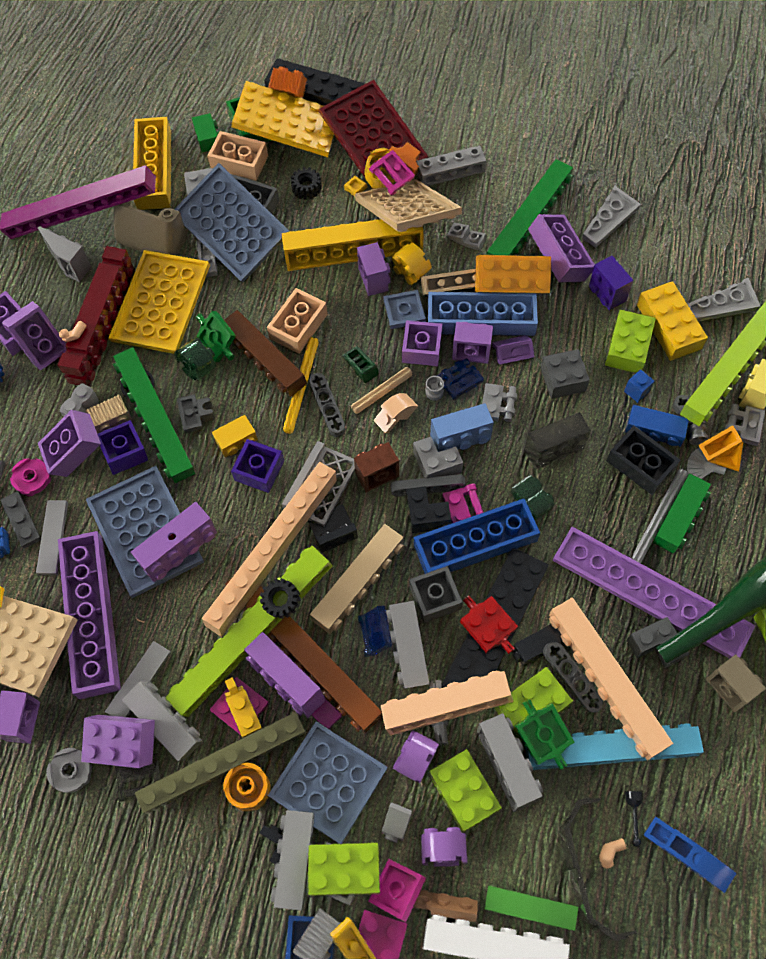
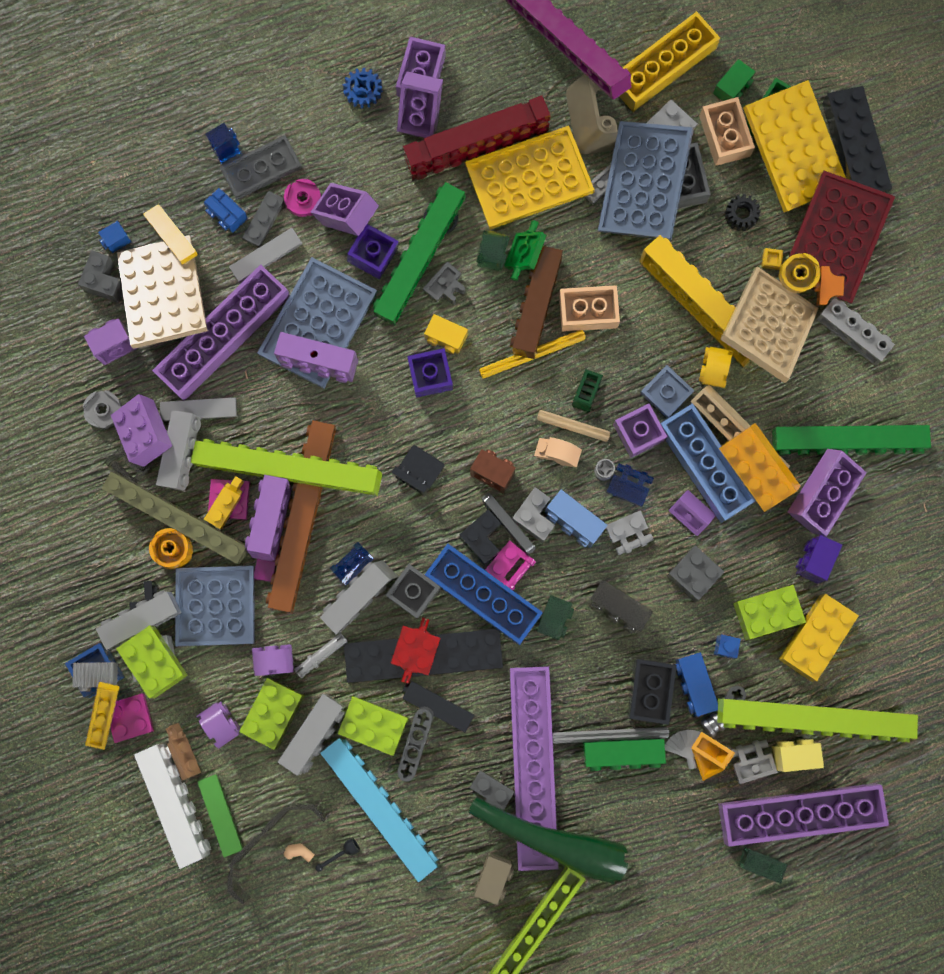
camera: 55 degrees right, 15 degrees up
(67, 254) = (516, 67): light grey slope -> none
(73, 334) = (436, 136): light nougat arm -> none
(81, 399) = (387, 187): light grey brick -> none
(109, 414) = (396, 217): tan brick -> none
(269, 550) = (363, 436): light nougat brick -> none
(271, 590) = (326, 483): black tyre -> none
(288, 82) = (835, 119): orange brick -> none
(317, 455) = (448, 418): light grey fence -> none
(327, 404) = (526, 387): dark grey beam -> none
(357, 579) = (388, 520): tan brick -> none
(373, 268) = (683, 341): medium lavender brick -> none
(396, 822) = (216, 677): light grey slope -> none
(397, 170) = (801, 288): dark pink plate -> none
(398, 890) = (169, 709): dark pink plate -> none
(446, 703) = (327, 657): light nougat brick -> none
(463, 235) = (786, 397): light grey slope -> none
(472, 342) = (669, 474): medium lavender brick -> none
(544, 734) = (349, 749): green plate -> none
(610, 216) = (911, 516): light grey wing -> none
(610, 679) = (428, 773): light nougat brick -> none
(690, 854) = (332, 913): blue slope -> none
(731, 301) = (880, 680): light grey wing -> none

